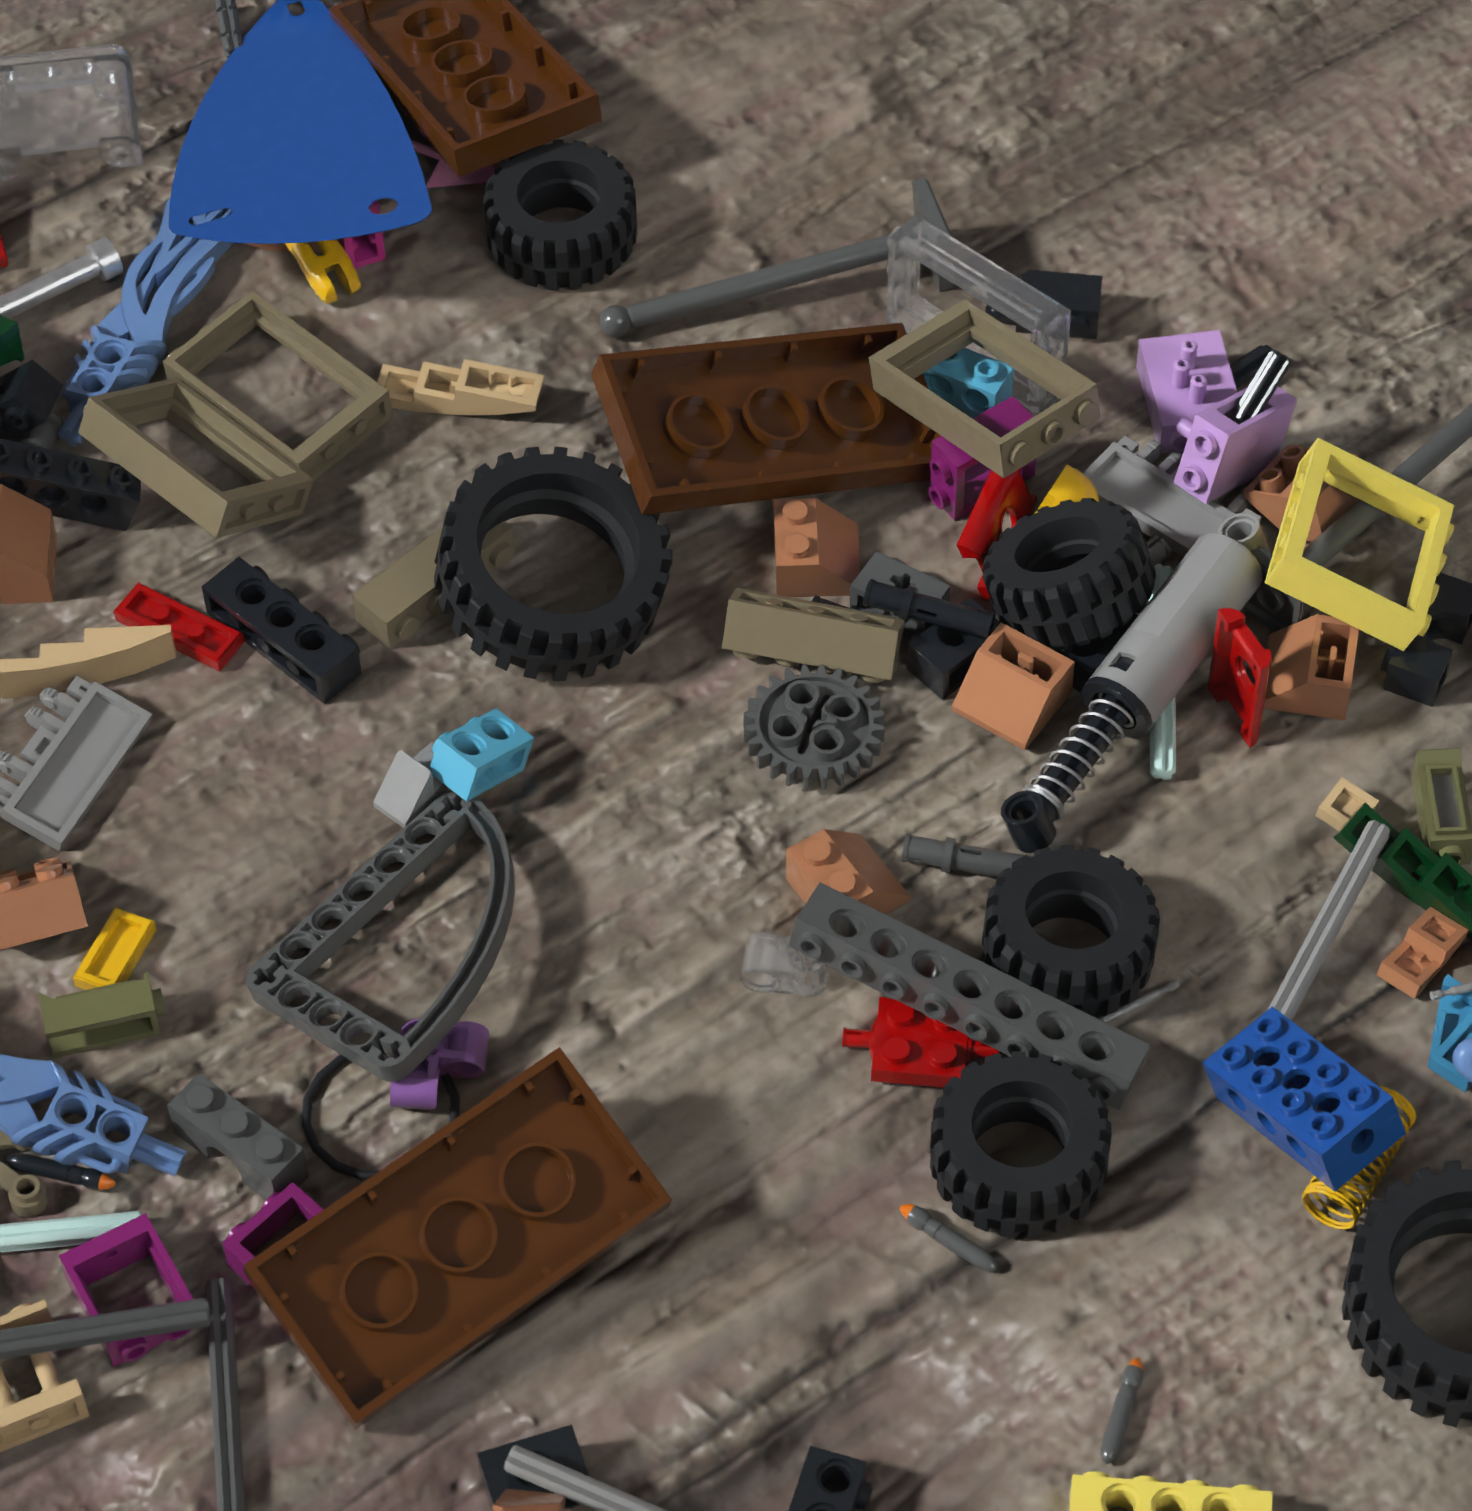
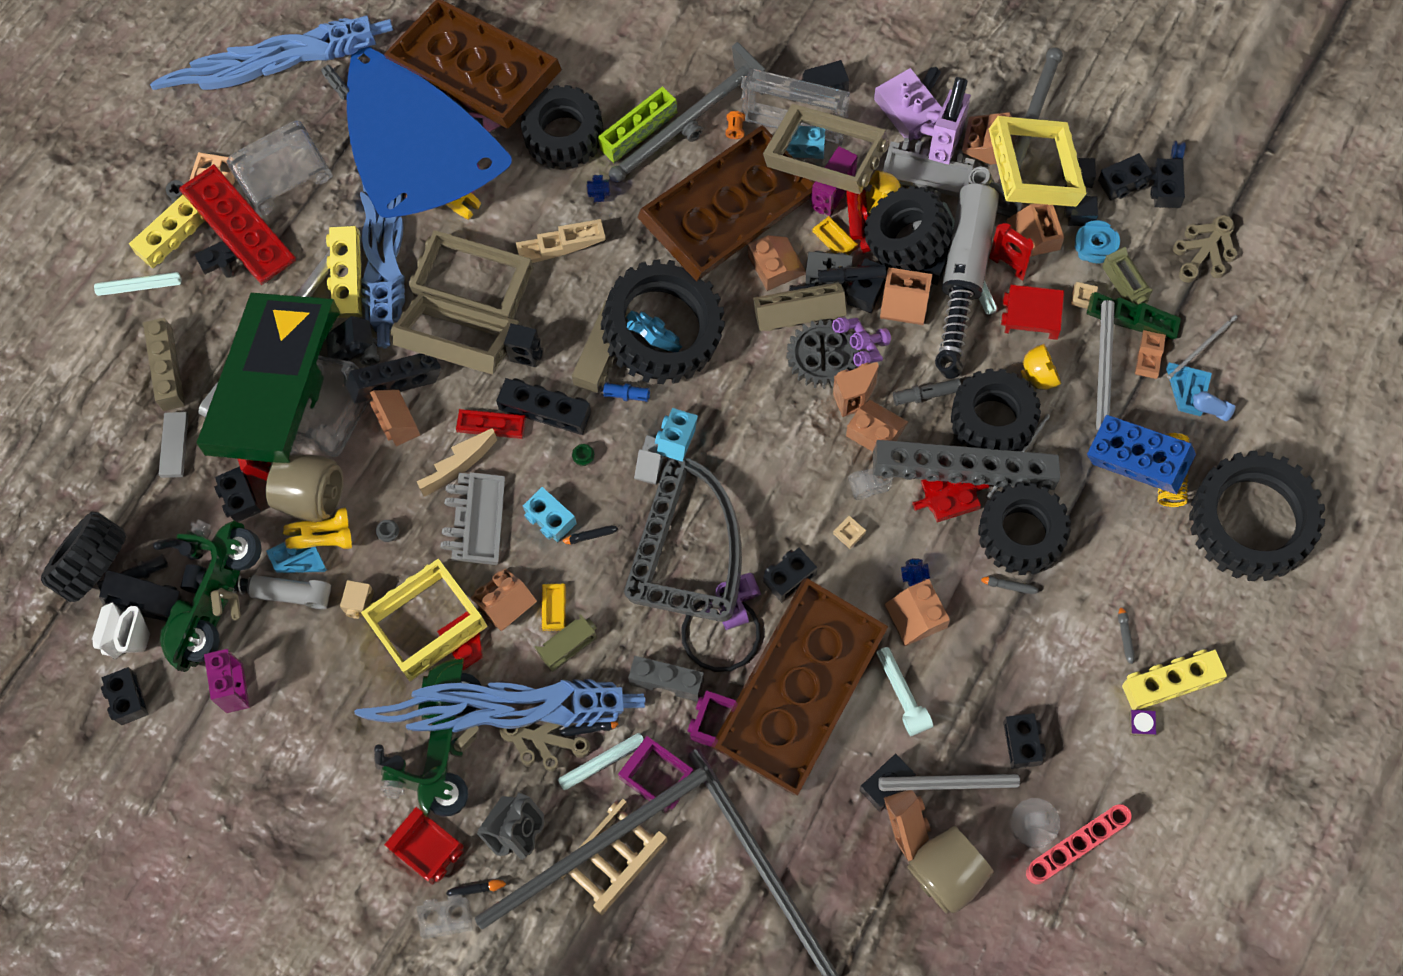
camera: 20 degrees left, 15 degrees up
(89, 287) = (335, 240): none -> light yellow brick
(195, 800) = (553, 511): none -> medium azure brick
(245, 863) = (591, 534): none -> black piece
(297, 517) = (523, 345): none -> black brick
(305, 731) = (583, 455): none -> dark green plate
(436, 661) = (626, 392): none -> blue pin
(524, 567) = (653, 331): none -> dark azure plate
(565, 1033) = (792, 576): none -> black brick
(569, 330) = (598, 188): none -> clear blue gear
(648, 1385) = (916, 718): none -> light aqua axle
(691, 255) = (638, 124): none -> lime brick
(700, 1032) = (849, 532): none -> tan plate
(749, 1212) = (917, 612): none -> nougat slope
(781, 1142) = (915, 571): none -> clear blue gear
(783, 300) = (692, 131): none -> dark grey bush
(841, 792) = (854, 387): none -> nougat slope
(867, 314) = (735, 125): none -> orange bush
(892, 726) = (862, 340): none -> medium lavender piece
(939, 554) = (834, 237): none -> yellow tile
(1197, 893) = (1040, 369): none -> yellow cylinder
(1238, 795) = (1033, 310): none -> red panel
(1421, 708) = (1086, 235): none -> dark azure plate

